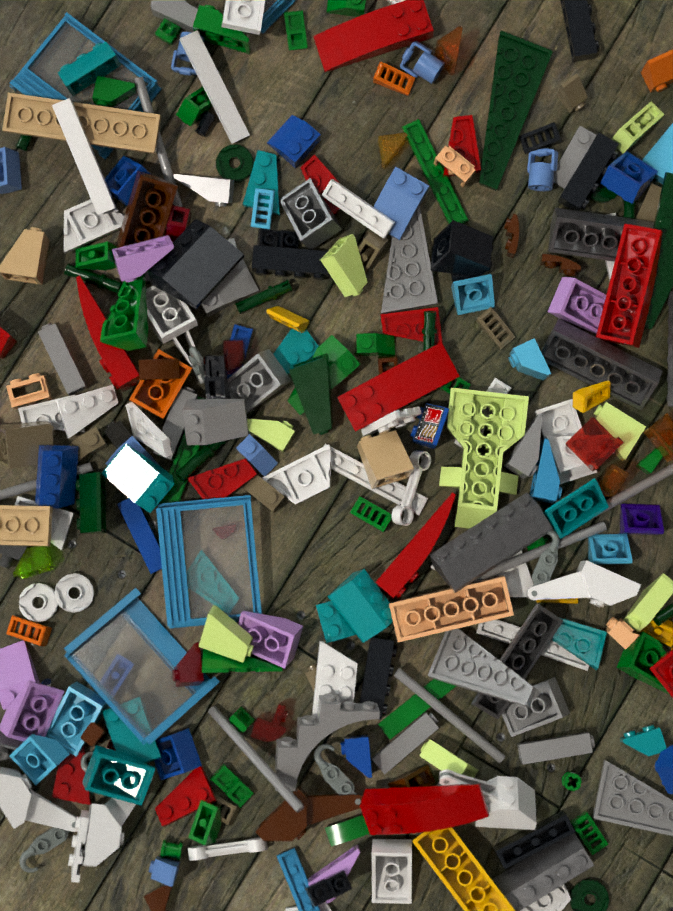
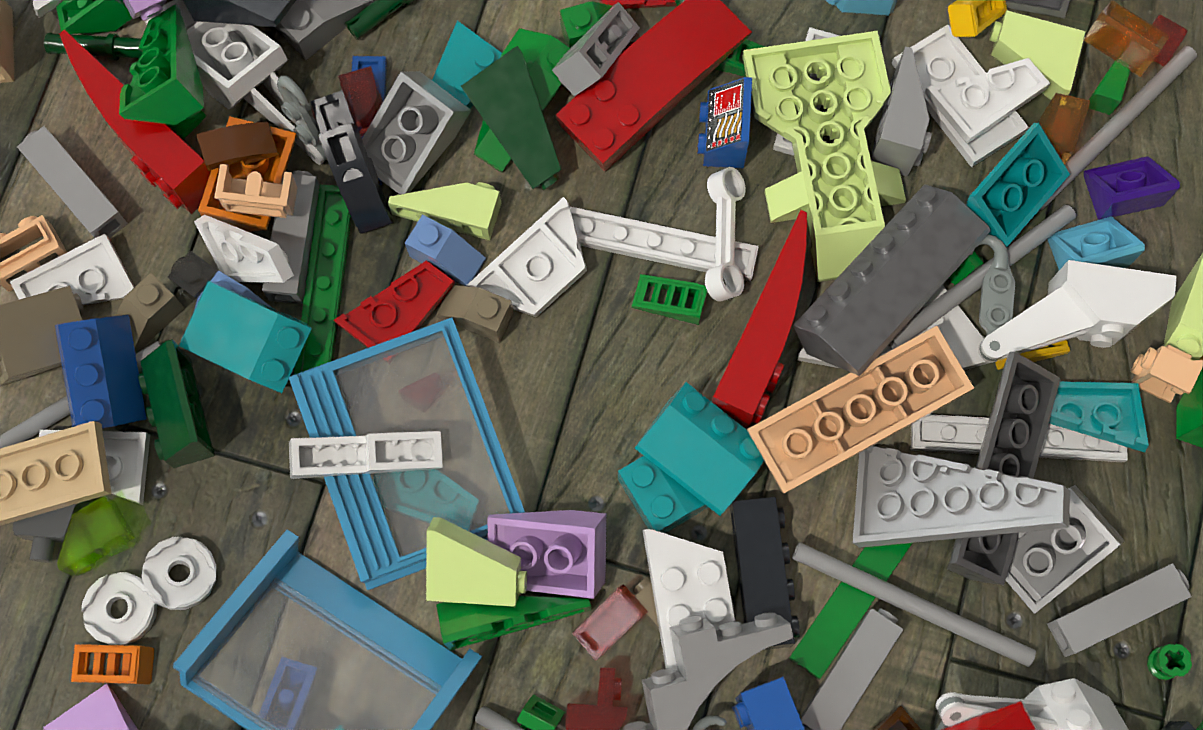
camera: 10 degrees left, 10 degrees down
(85, 408) = (126, 251): white wing -> none
(142, 534) = (271, 431): blue tile -> none
(163, 402) = (256, 196): none -> light nougat window
(186, 561) = (364, 454): none -> white slope
(189, 669) = (419, 649): dark red slope -> none
(197, 460) = (356, 269): dark green pin -> none
(214, 420) = (356, 205): light grey slope -> none
(288, 318) = (439, 24): yellow slope -> none
(290, 681) = (609, 622): none -> clear red tile
(369, 366) = (596, 50): none -> light grey slope
(384, 459) = (667, 197): tan slope -> none
(395, 419) = (660, 127): white wing -> none
(445, 759) = (926, 683): yellowish green slope -> none
(545, 479) = (953, 153): dark azure slope -> none
(593, 444) = (1012, 74): clear red bracket -> none

